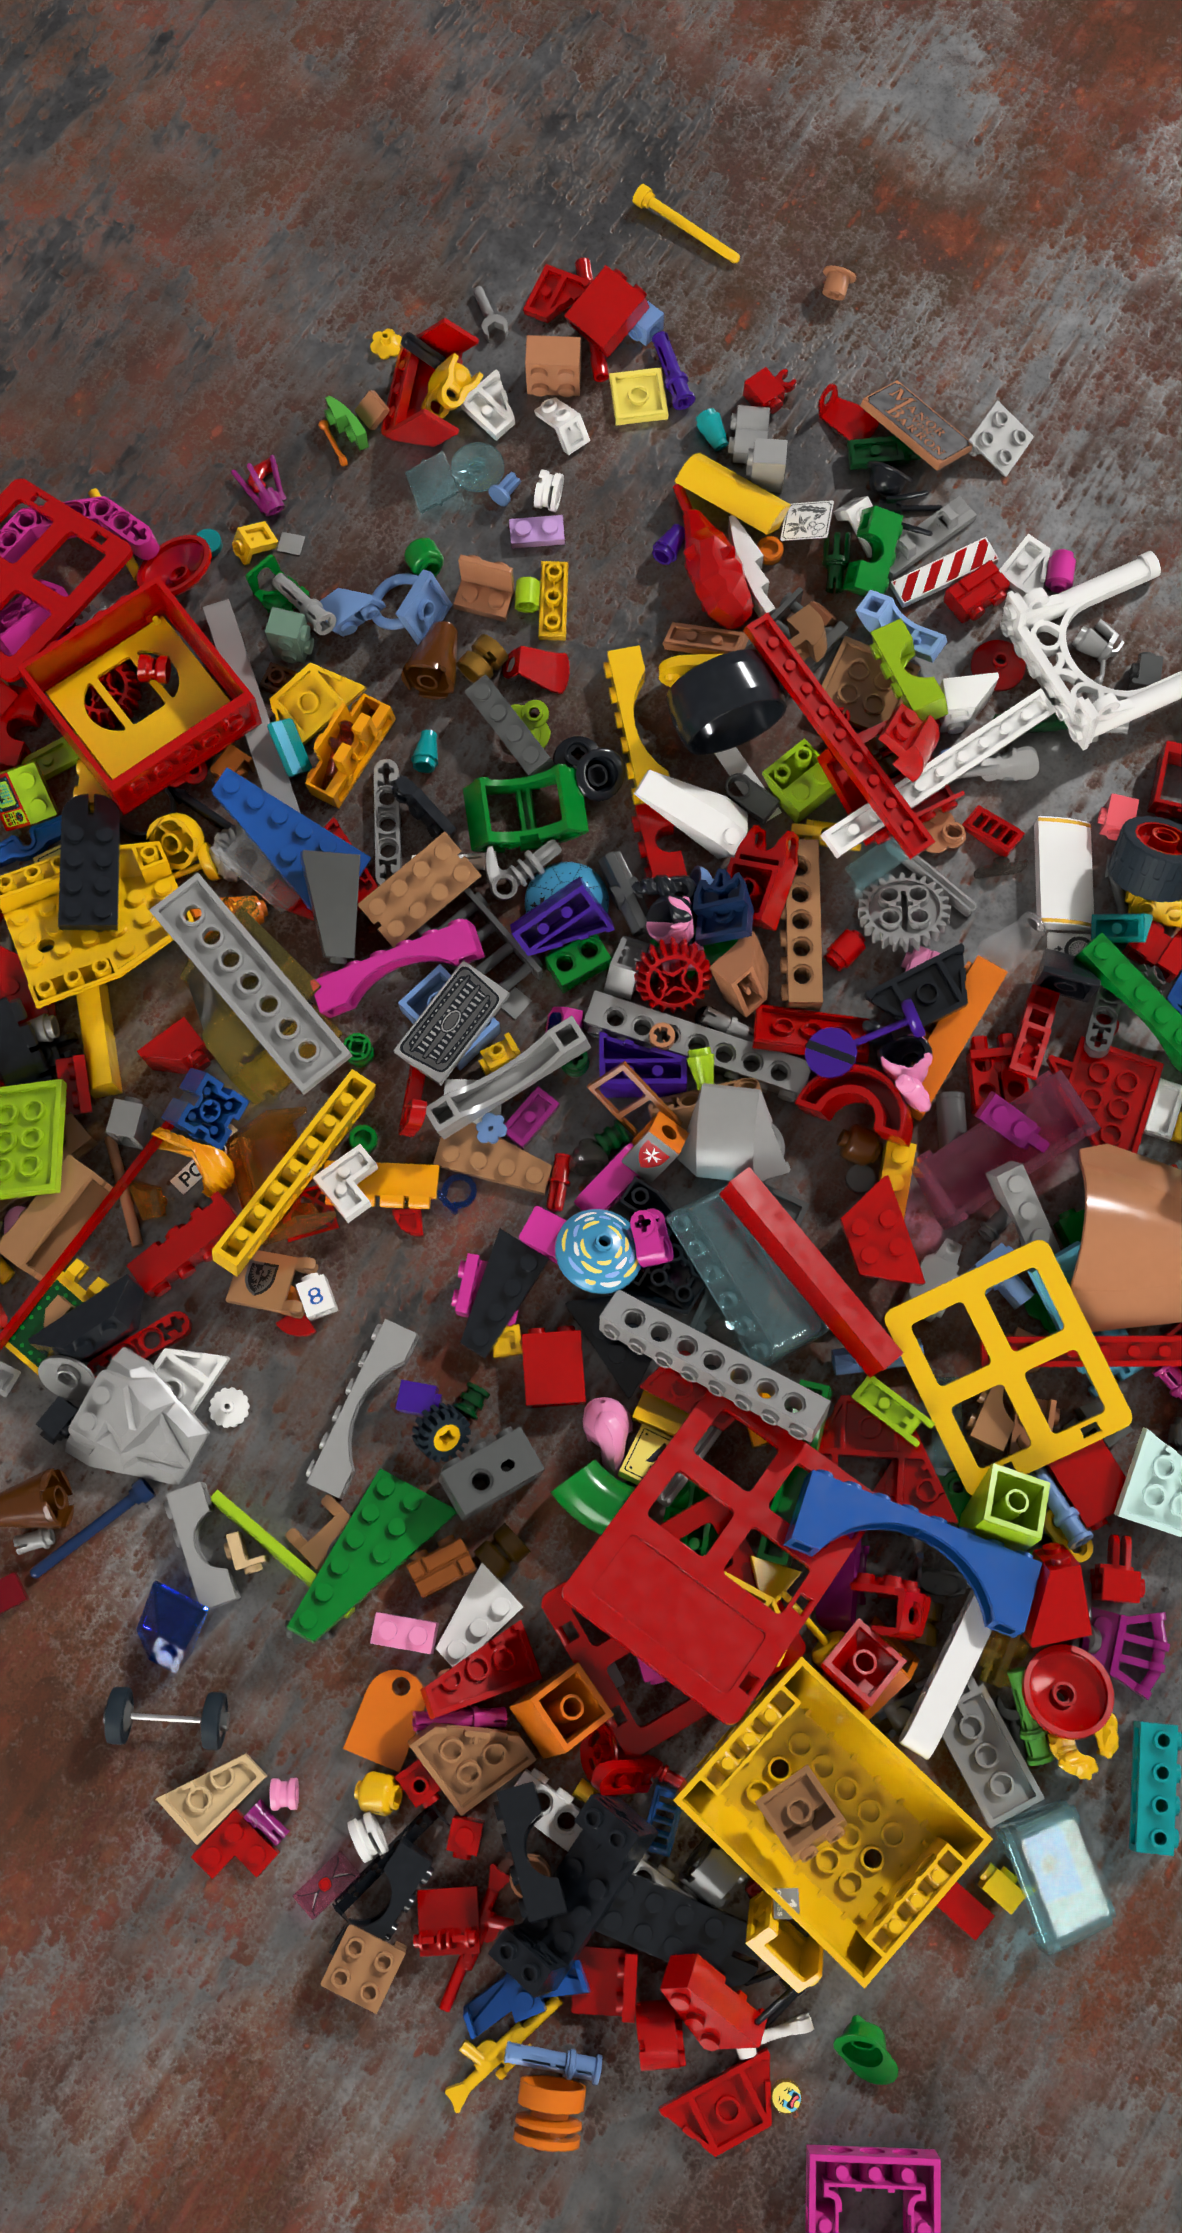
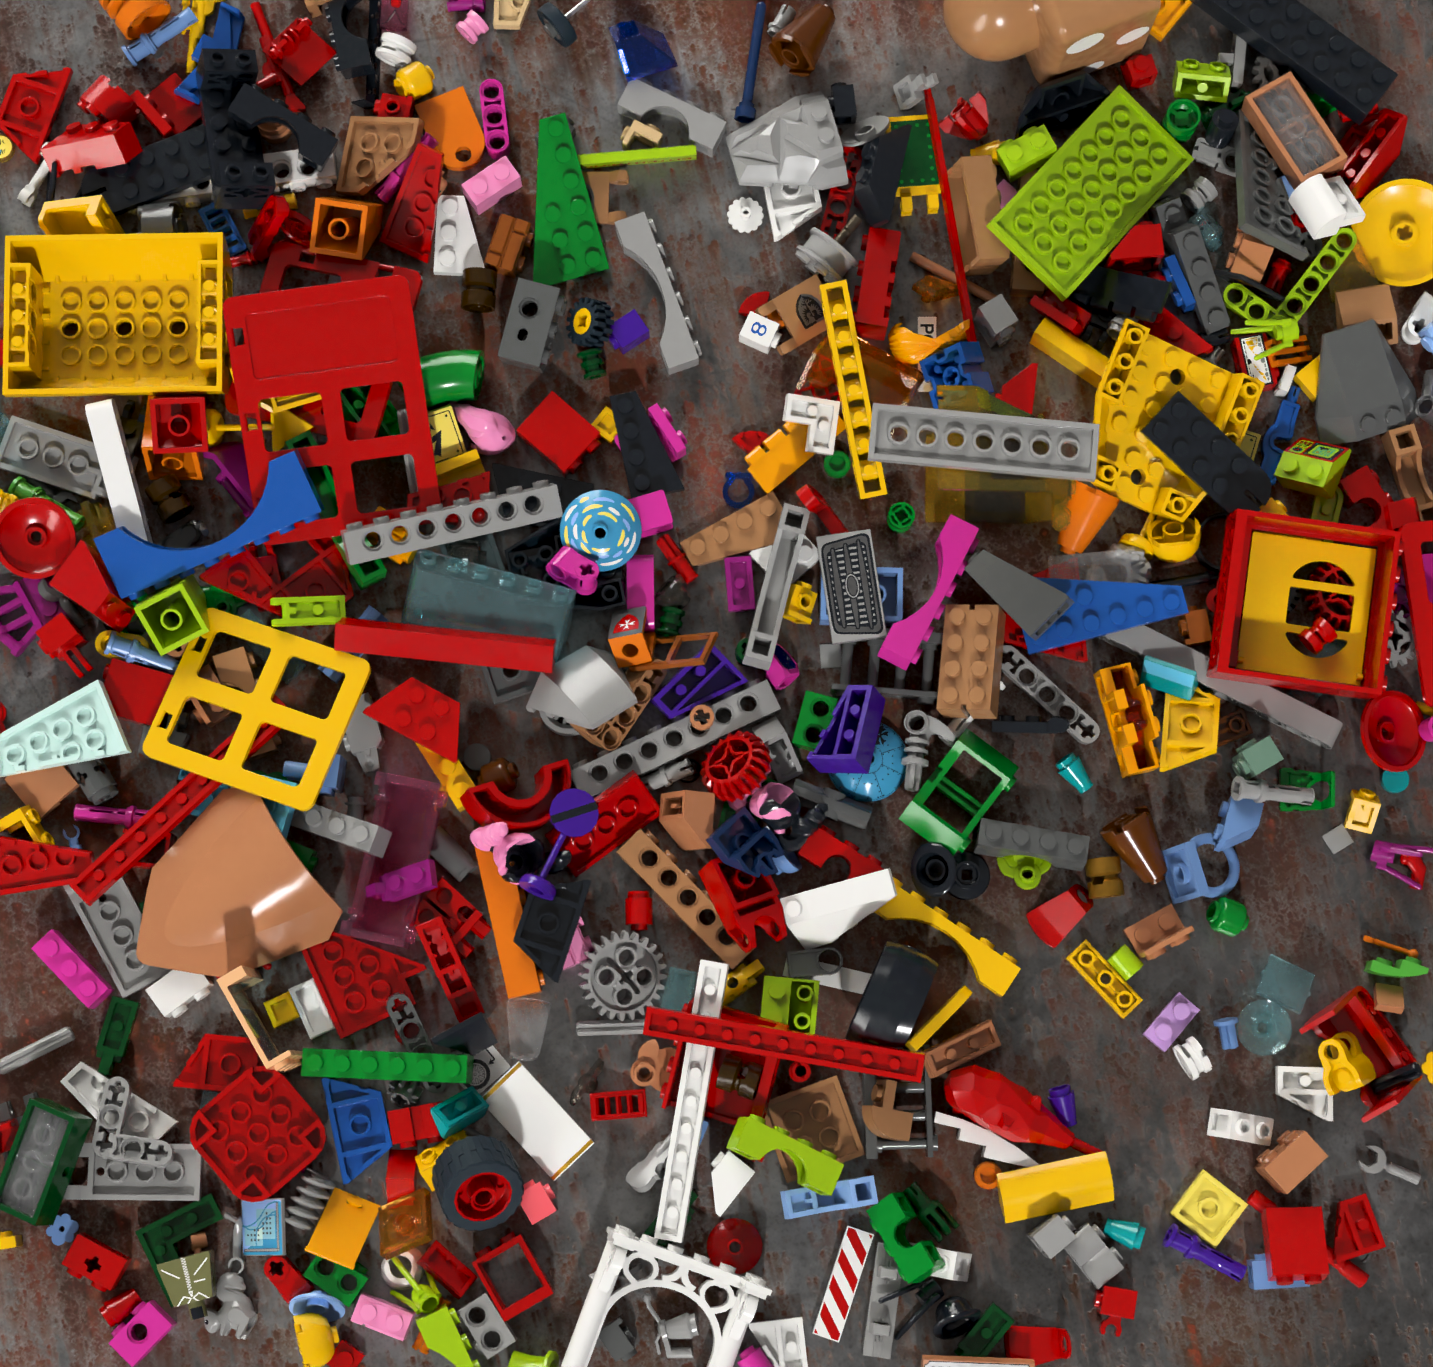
camera: 130 degrees right, 5 degrees up
(57, 1309) = (913, 163): medium nougat piece -> none
(200, 1301) = (827, 254): none -> light grey wheel
(332, 1697) = (494, 107): none -> dark pink beam
(465, 1836) = (336, 106): red brick -> none
(485, 1128) = (756, 542): medium blue plant -> none
(701, 1065) = (655, 722): lime cone -> none
(791, 1896) = (97, 246): light grey sticker -> none
(802, 1814) = (133, 293): medium nougat plate -> none
(807, 521) = (981, 1223): white sticker -> none
(828, 618) = (898, 1155): nougat tile -> none
(907, 1595) = (194, 494): red piece -> none
(910, 740) = (731, 1091): red brick -> none
(976, 592) = (802, 1287): red brick -> none

